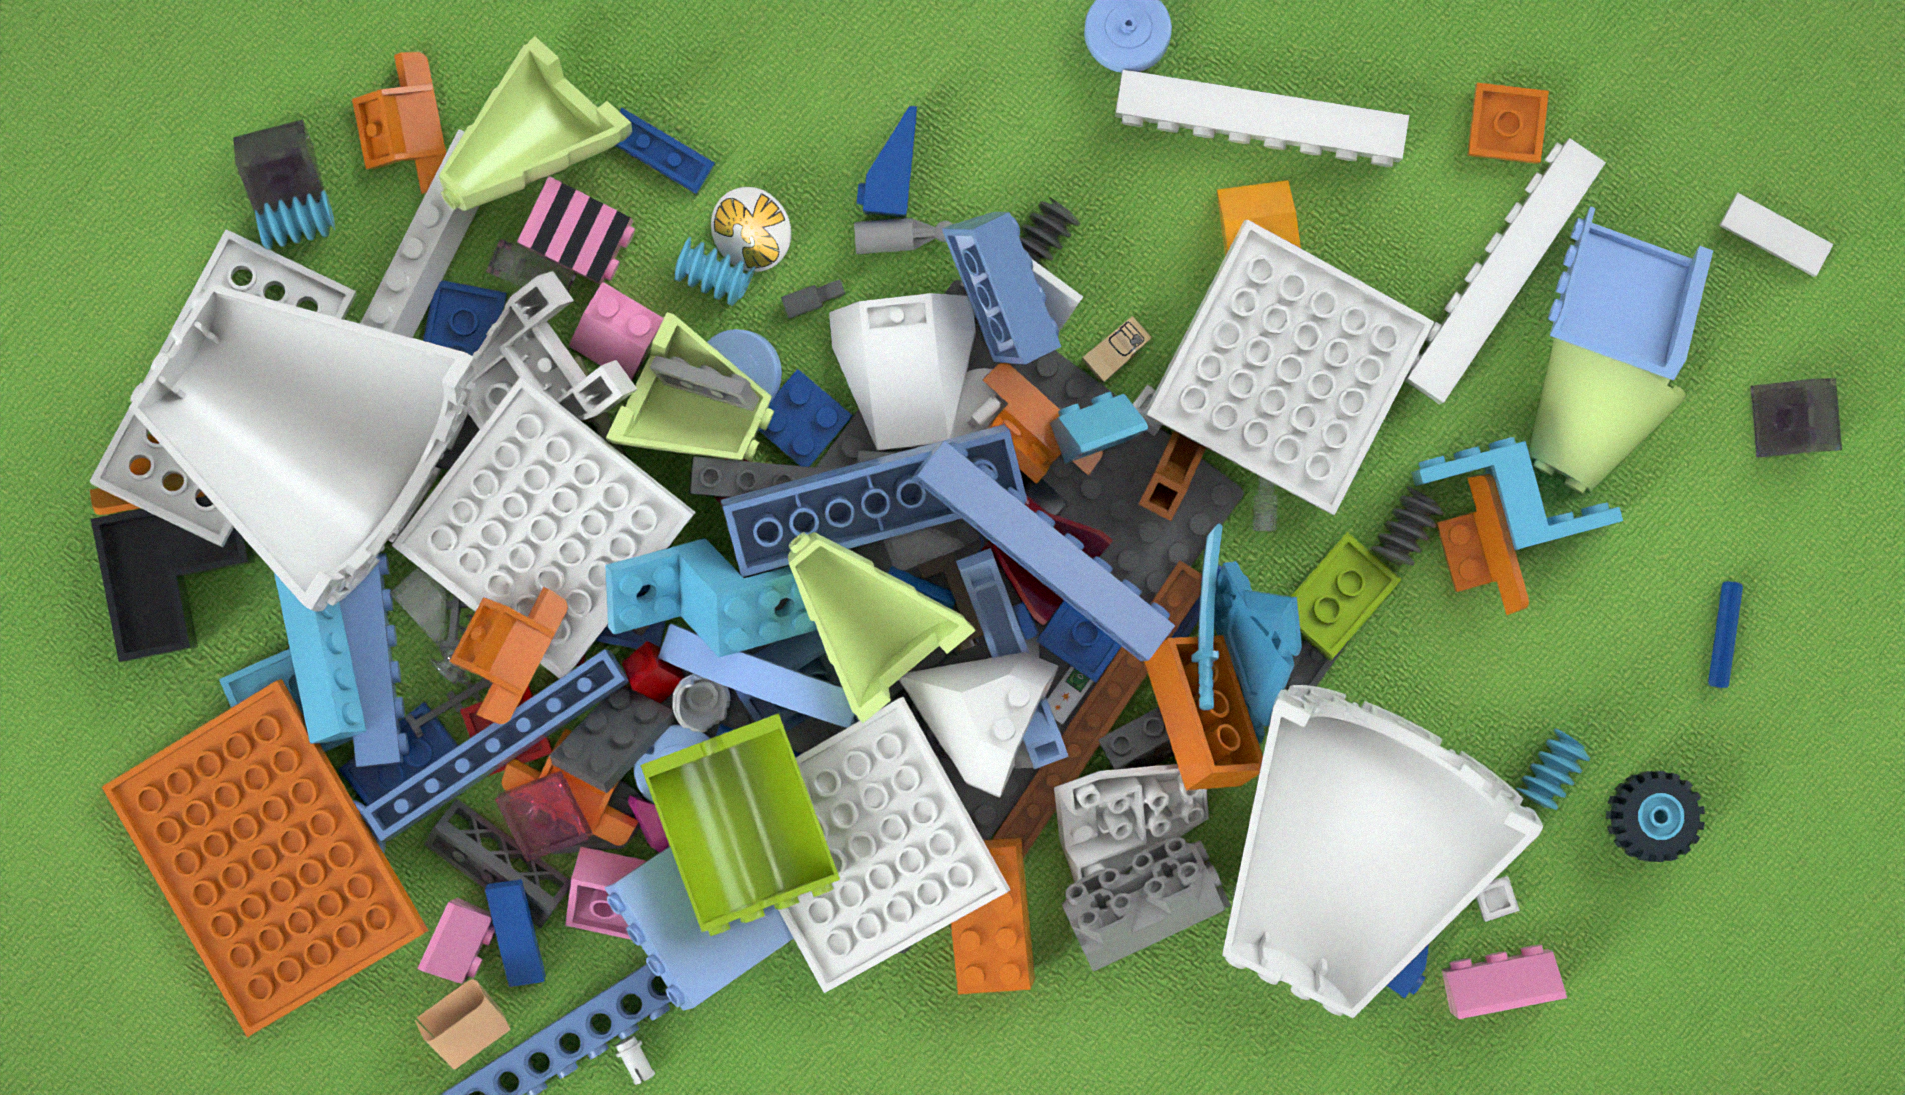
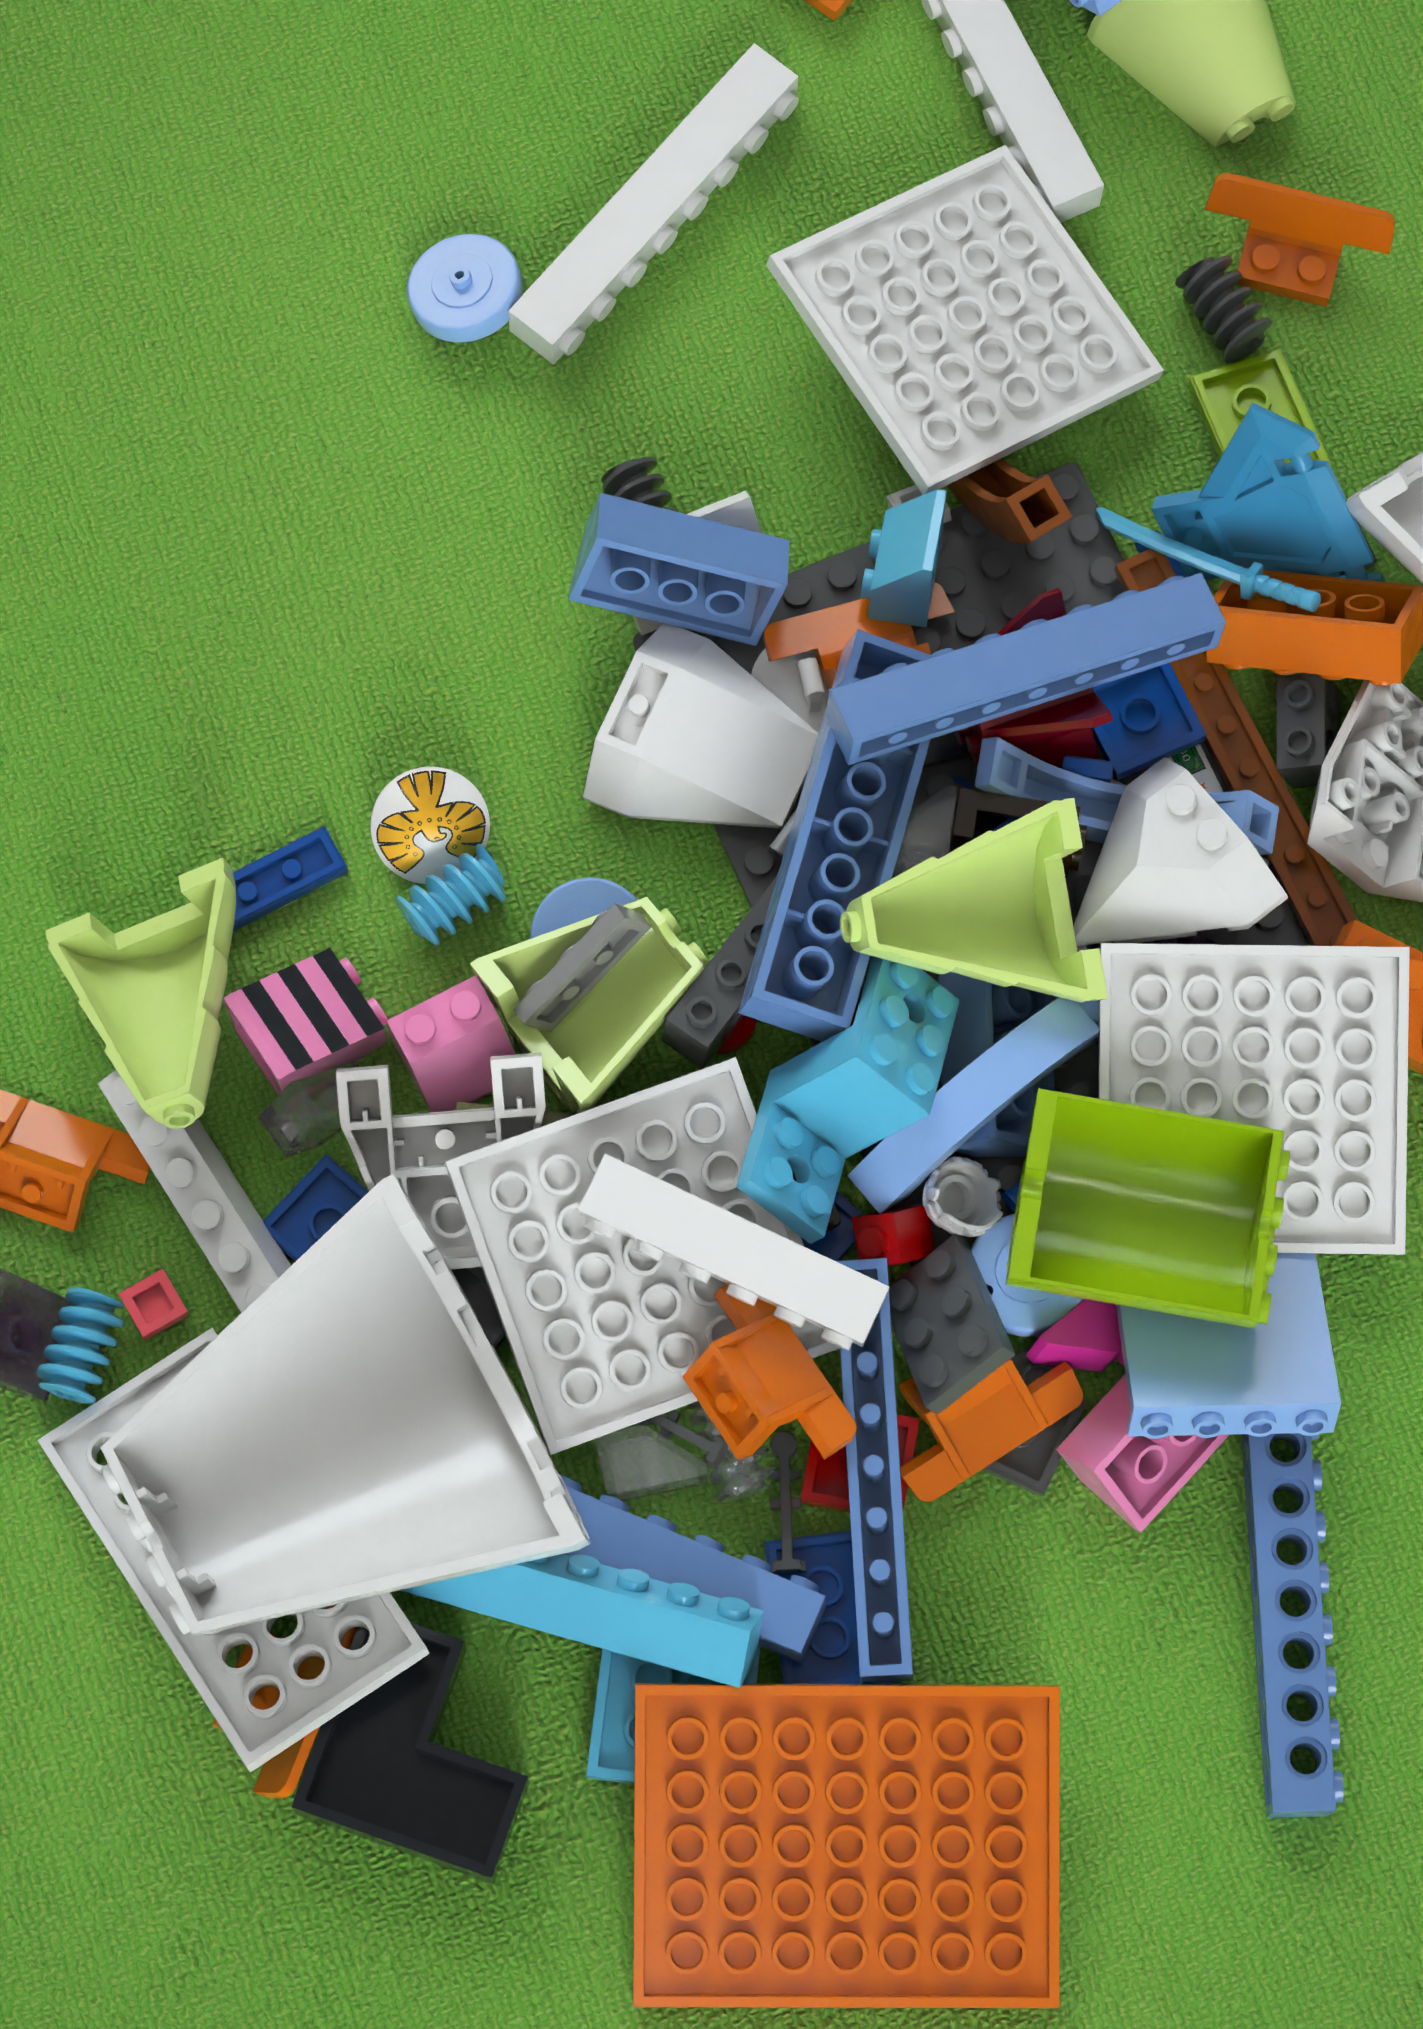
camera: 65 degrees left, 15 degrees down
(350, 246) = (154, 1304): none -> coral plate
(458, 941) = (1088, 1666): bright pink slope -> none
(463, 1023) = (1196, 1718): light nougat piece -> none
(494, 866) = (1023, 1573): dark grey fence -> none
(515, 933) = (1118, 1589): blue tile -> none
(543, 816) = (994, 1466): clear pink plate -> none
(566, 586) = (733, 1251): none -> white brick
(634, 1059) = (1355, 1541): white pin -> none
(804, 419) = (696, 890): blue plate -> none
(811, 298) = (554, 807): dark grey bar -> none
(889, 176) = (471, 640): blue slope -> none
(895, 235) = (540, 669): light grey wheel -> none
(1116, 349) = (826, 507): tan leg -> none
(1263, 204) = (745, 282): light orange slope -> none
(1265, 507) = (1103, 446): clear bar -> none
(1518, 492) = (1252, 151): medium azure bracket -> none

